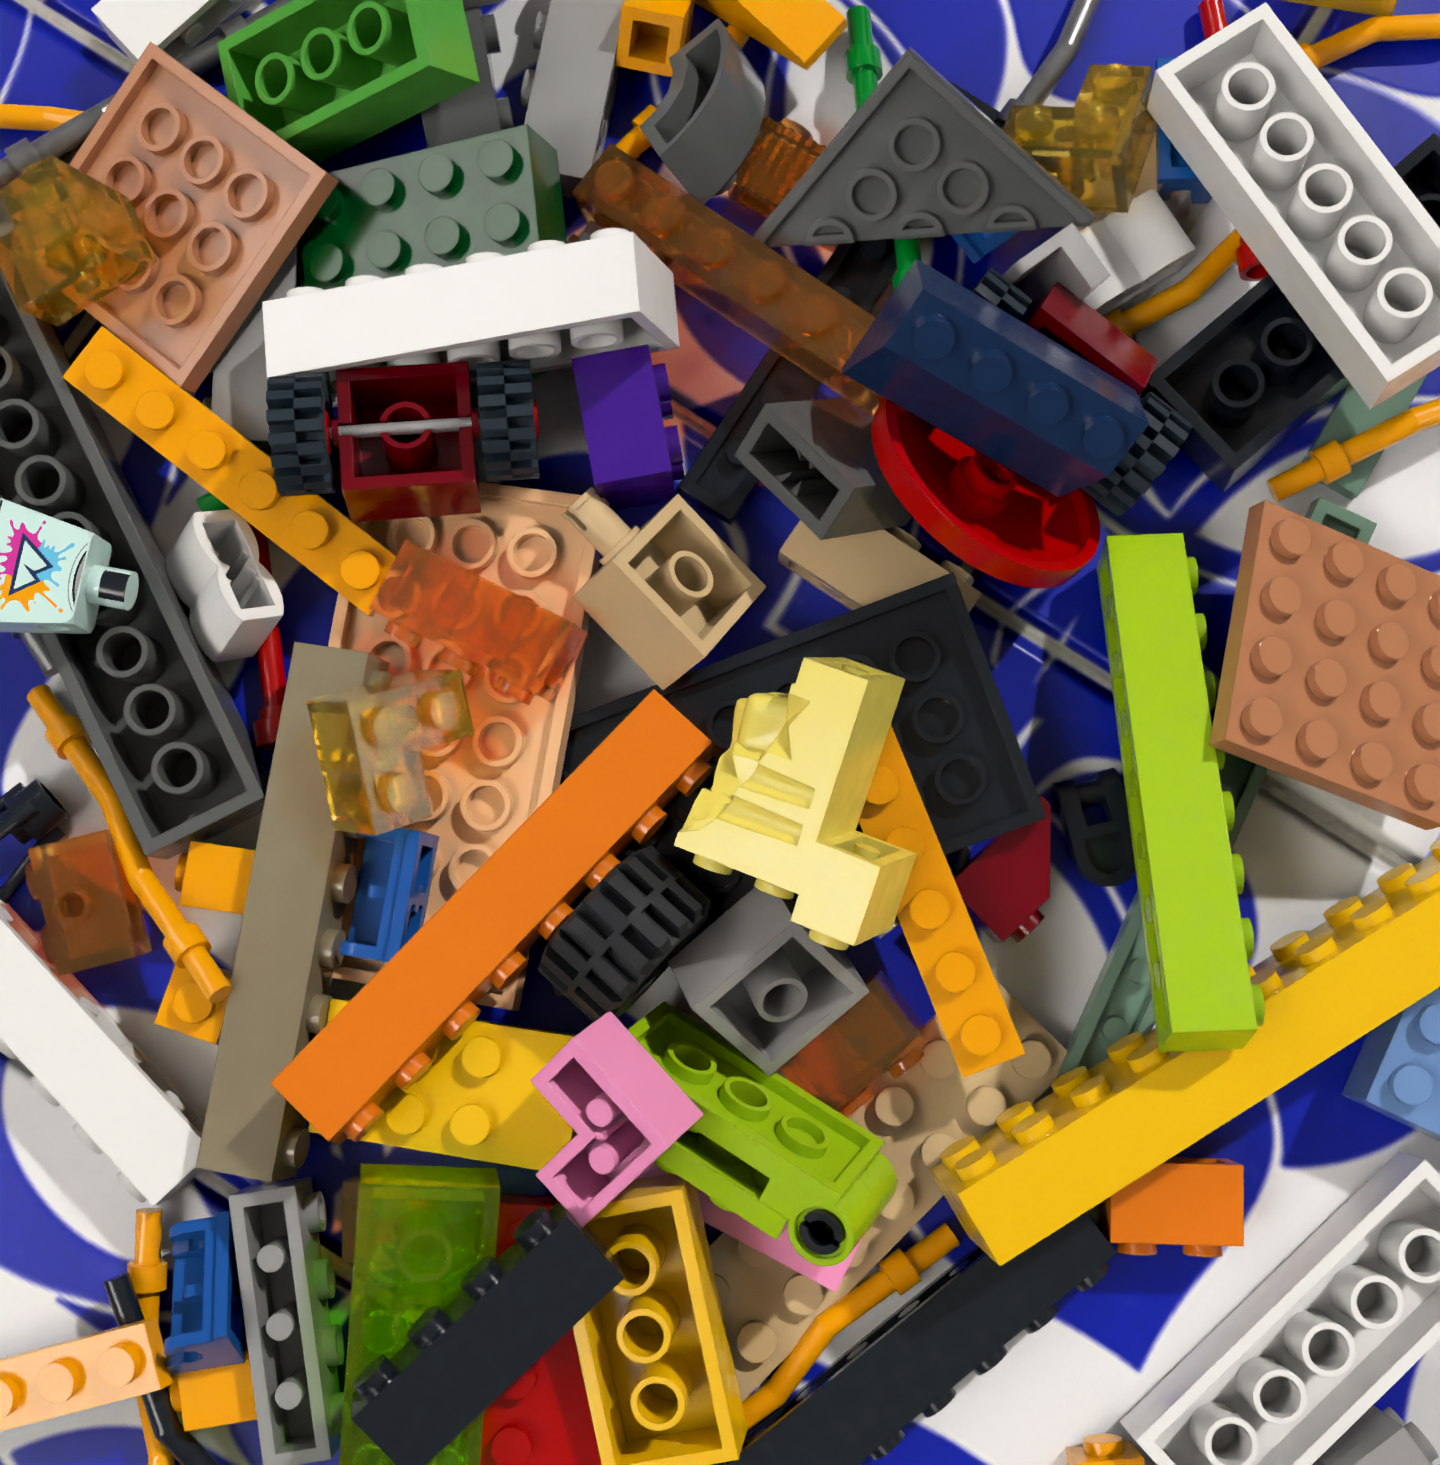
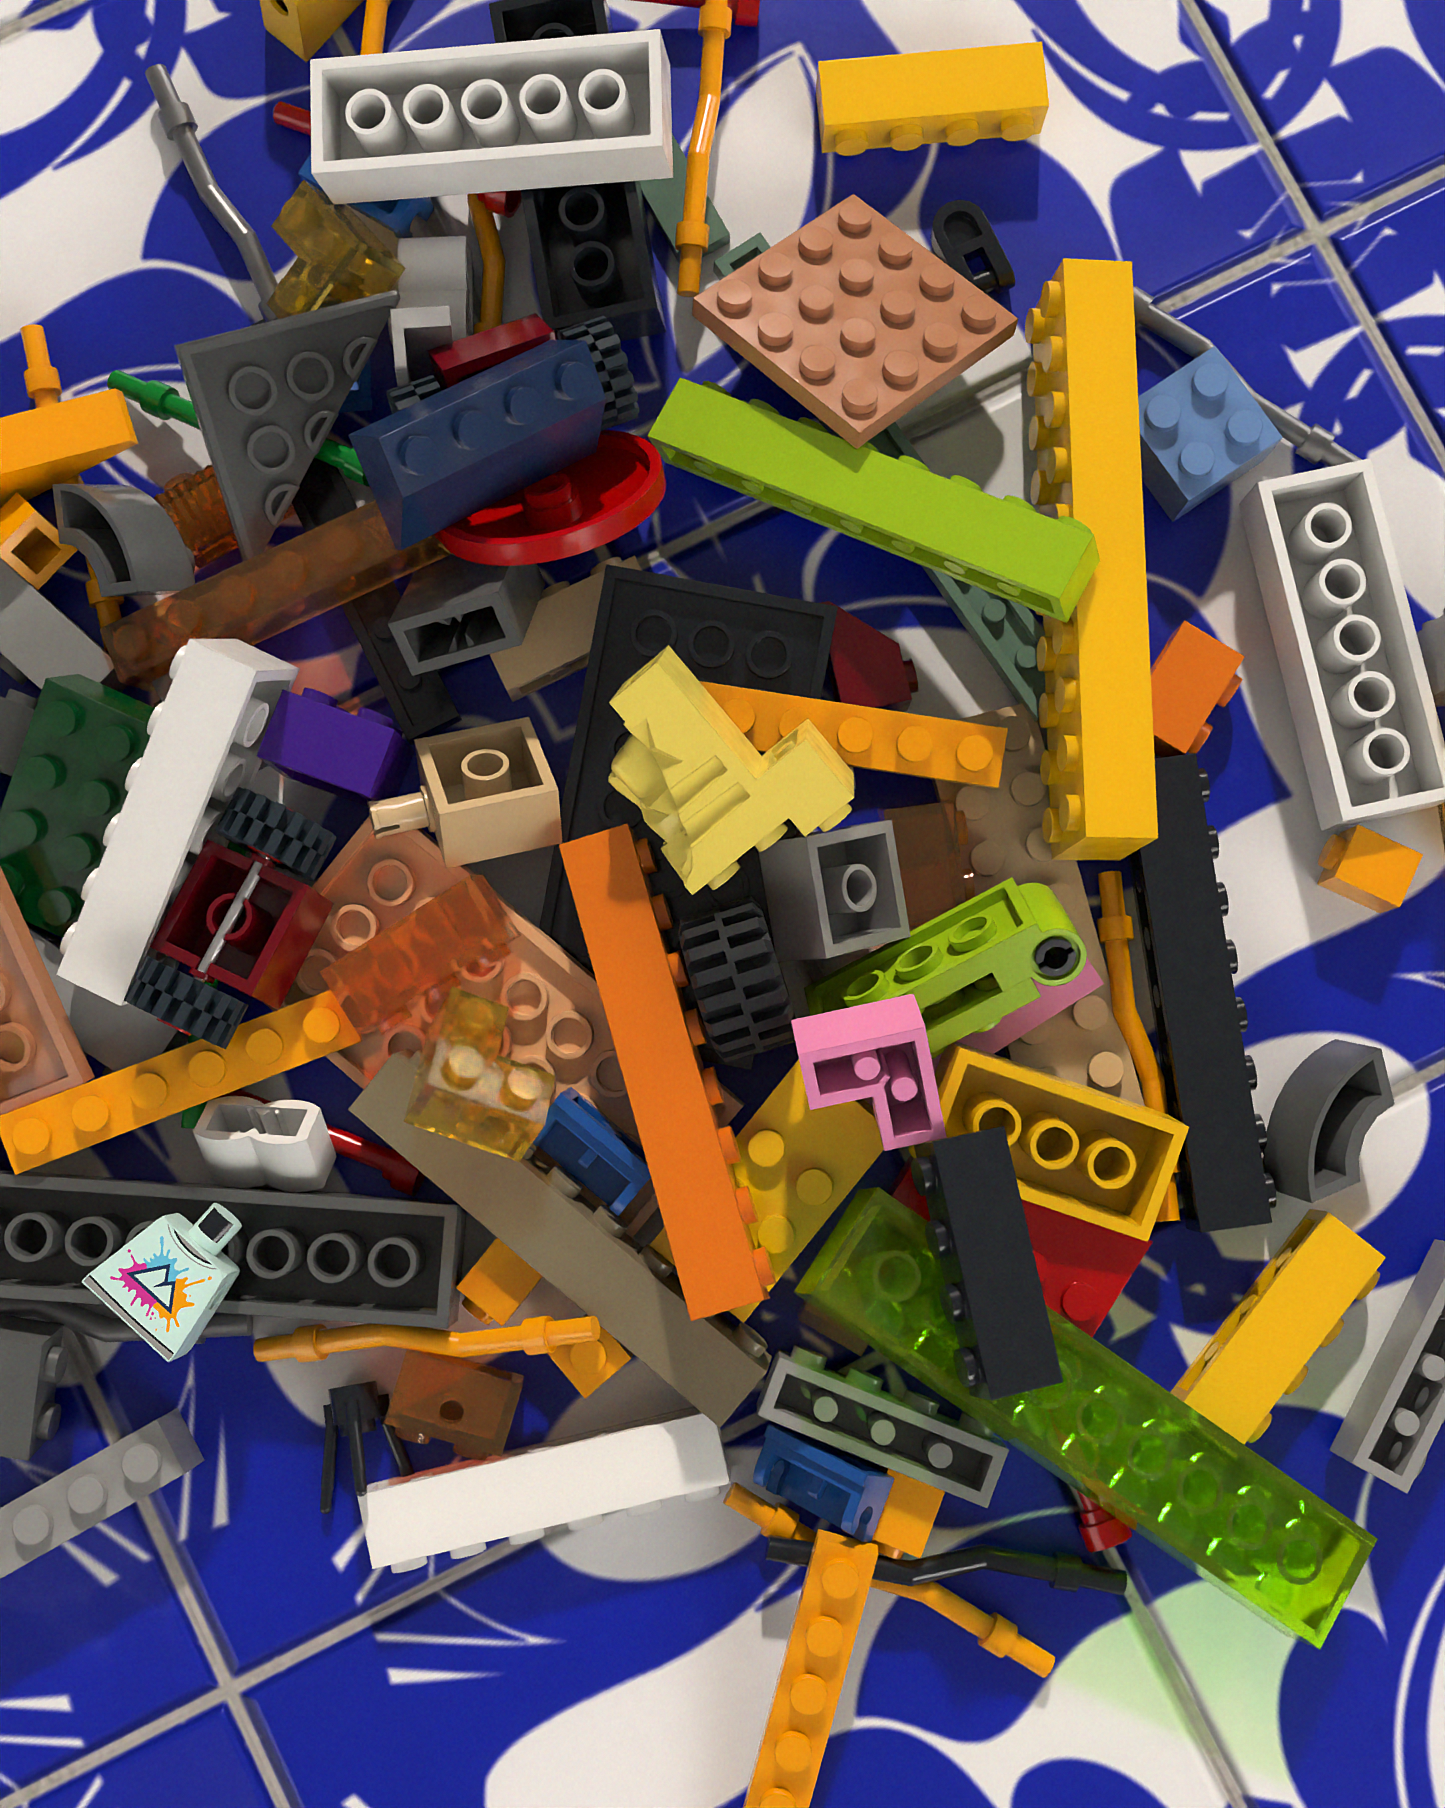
camera: 60 degrees left, 0 degrees up
(1103, 850) = (887, 584): black plate -> none

